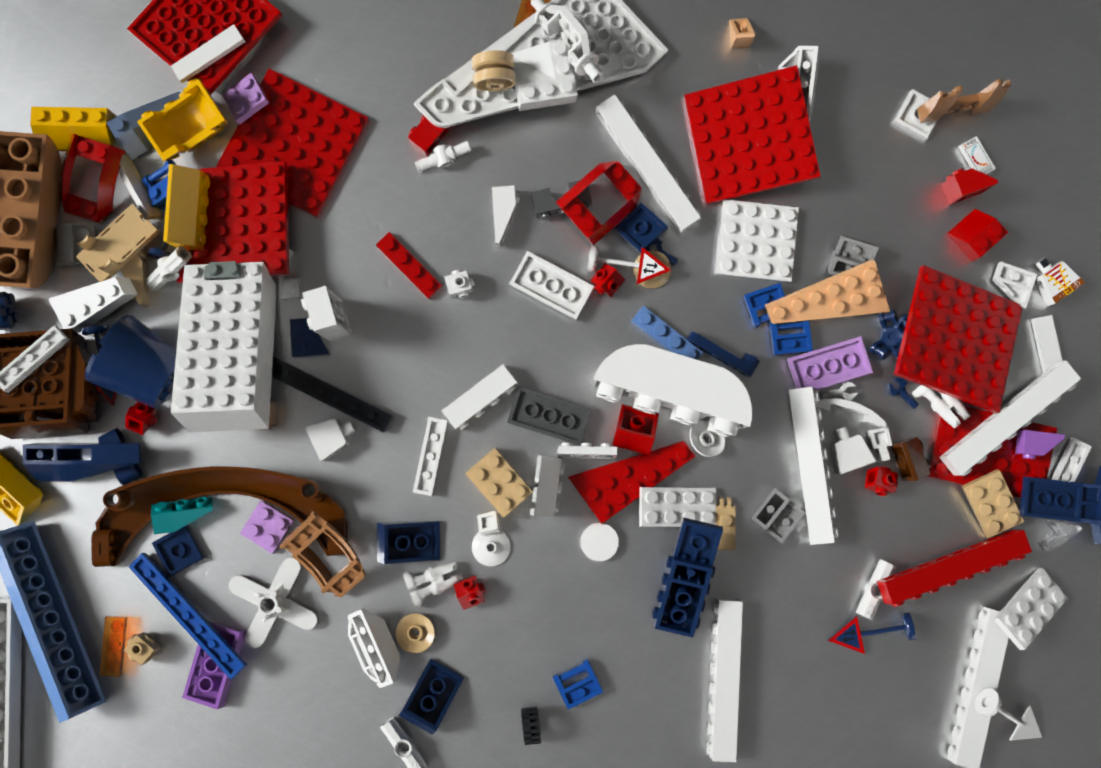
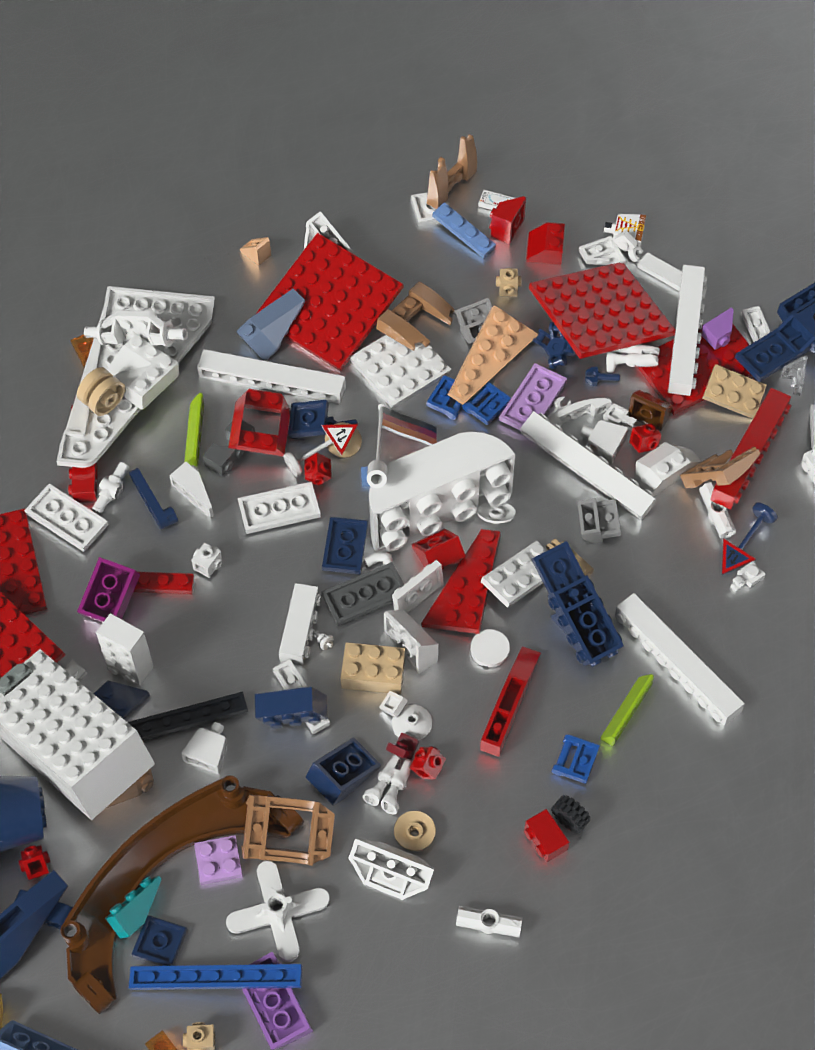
camera: 45 degrees left, 25 degrees down
(362, 249) = (108, 591): none -> magenta brick
(391, 152) = (66, 517): none -> white plate
(407, 466) = (291, 707): none -> dark blue brick
(431, 697) = (474, 868): dark blue slope -> none
(460, 217) = (162, 517): none -> dark blue beam
(463, 564) = (404, 747): none -> dark red bracket
(487, 428) = (325, 641): none -> white hair
(502, 721) = (546, 835): none -> red brick
(548, 160) = (194, 430): none -> lime slope
(571, 362) = (345, 545): none -> dark blue plate
(573, 598) = (509, 702): none -> red slope
(588, 395) = (378, 557): none -> white arm
(651, 681) = (627, 709): none -> lime slope
(686, 118) = (269, 326): none -> sand blue wedge
(706, 305) = (403, 426): none -> flag
(784, 200) = (396, 324): none -> medium nougat wedge
(846, 661) = (749, 575): none -> white plate
(872, 515) = (664, 466): none -> white wedge
(903, 584) = (718, 470): none -> medium nougat wedge
(911, 243) = (508, 282): none -> tan brick
(923, 161) = (464, 230): none -> medium blue plate
(1043, 293) = (628, 243): none -> white plate

